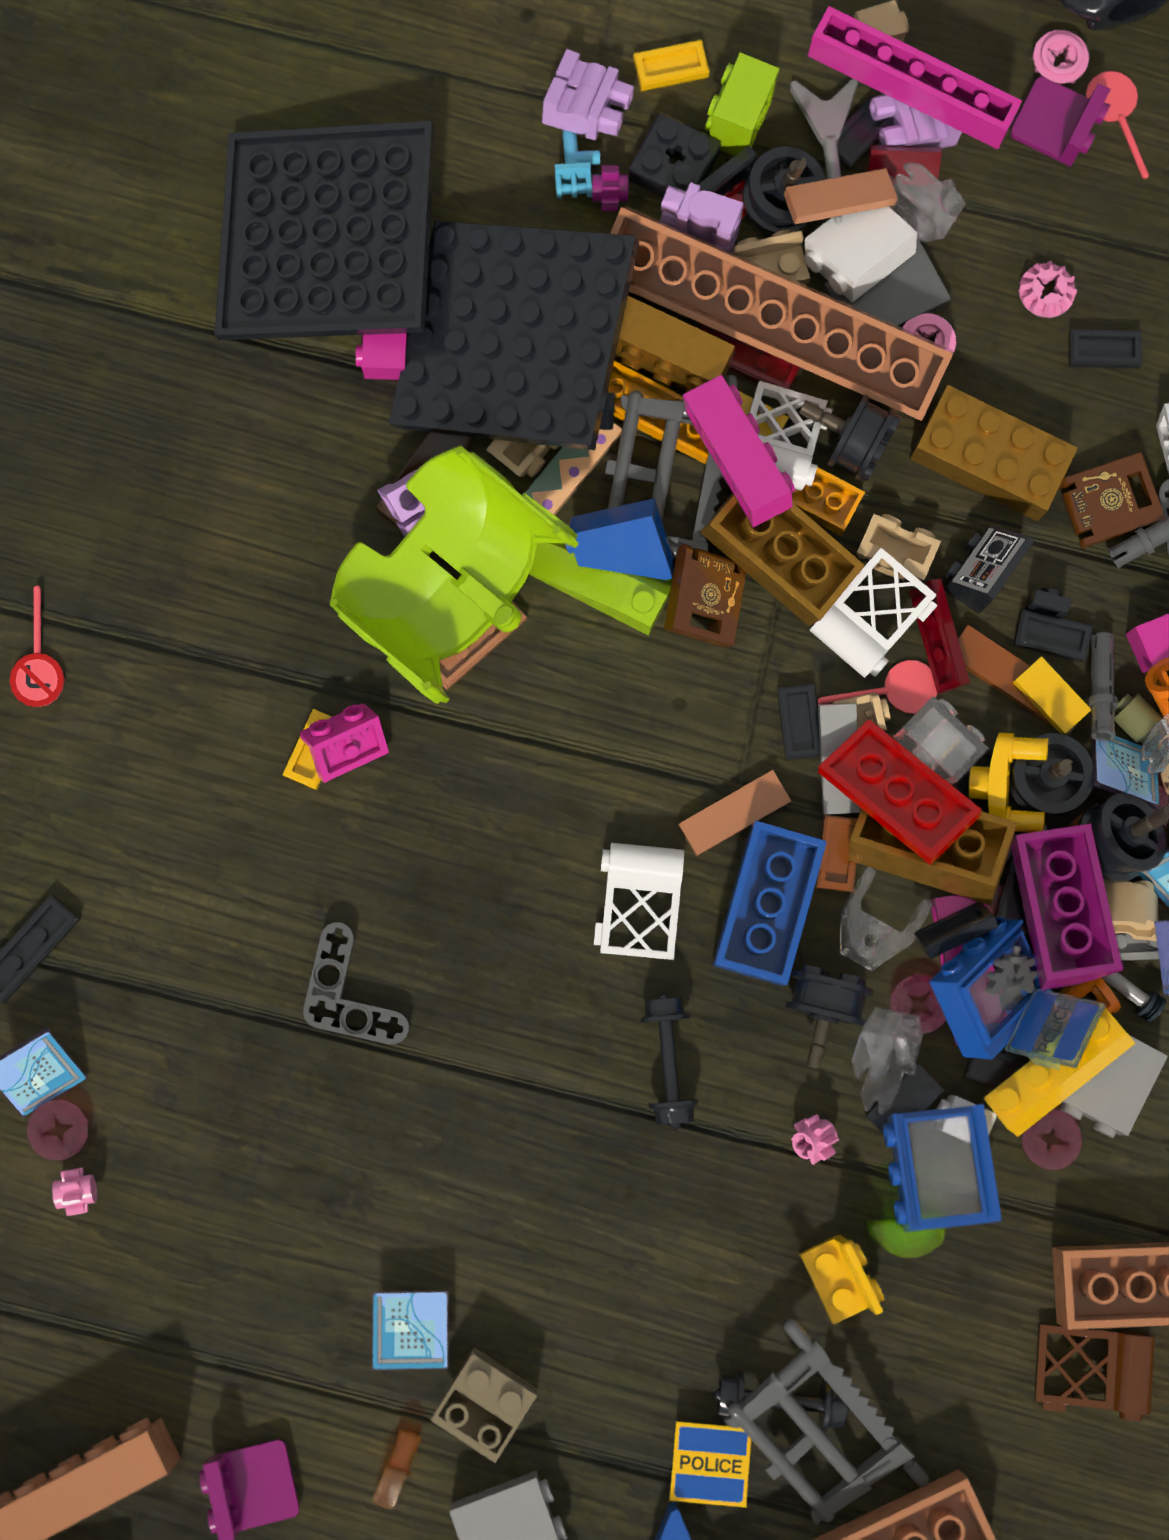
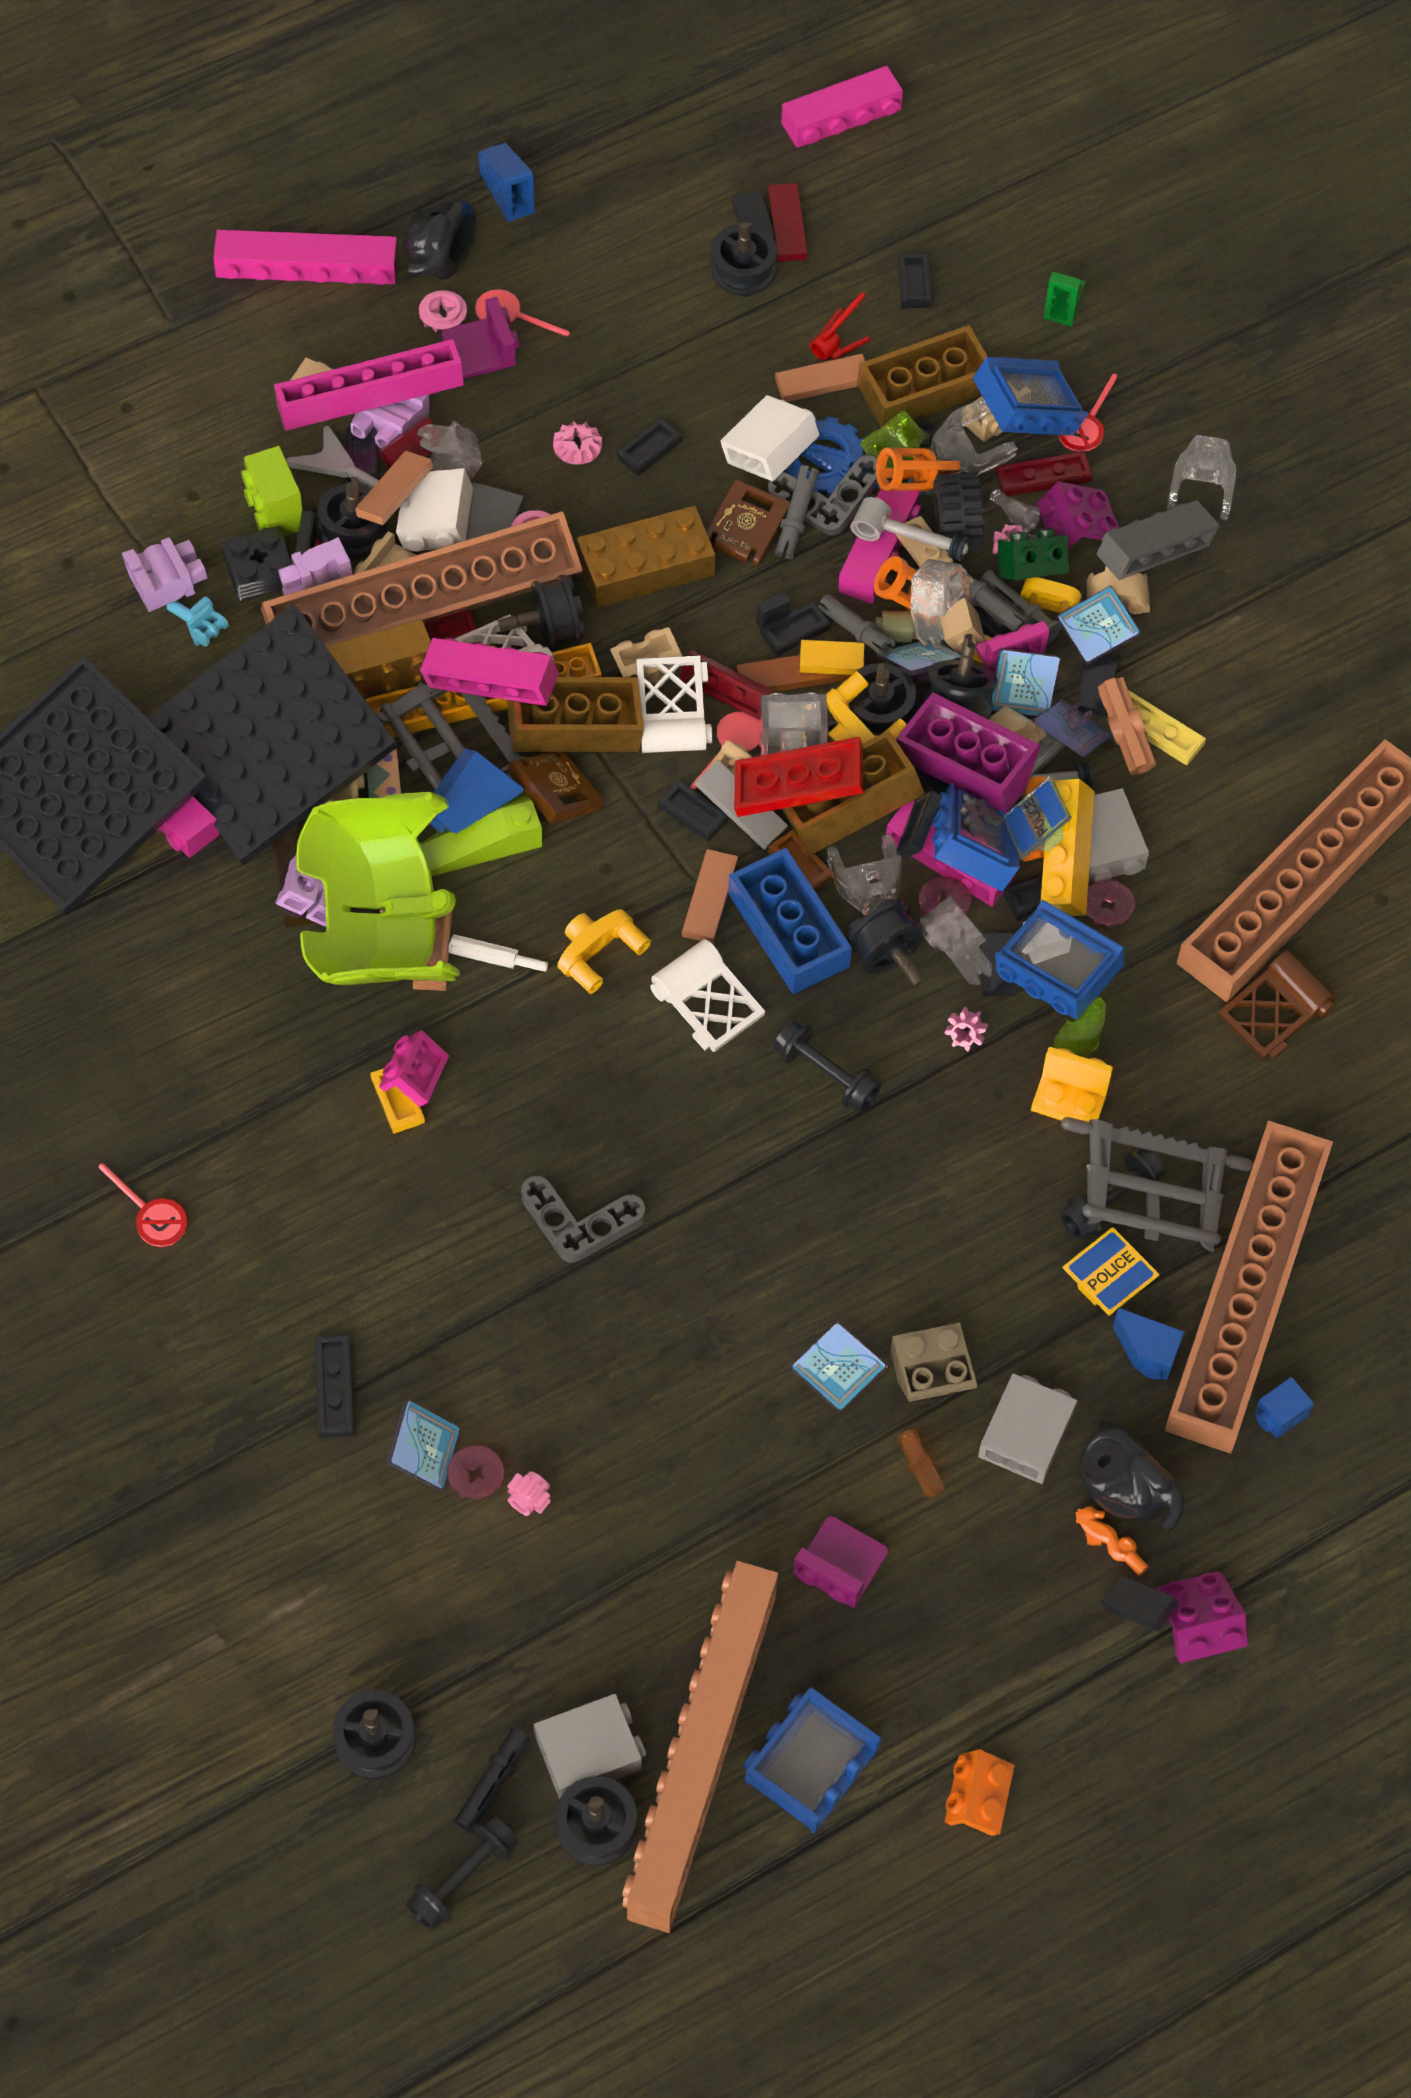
camera: 40 degrees left, 20 degrees down
(510, 696) = (492, 953): none -> white axle
(598, 757) = (590, 937): none -> yellow connector
(609, 188) = (236, 610): magenta gear -> none
(671, 65) = (196, 514): yellow tile -> none
(987, 566) = (713, 618): black slope -> none

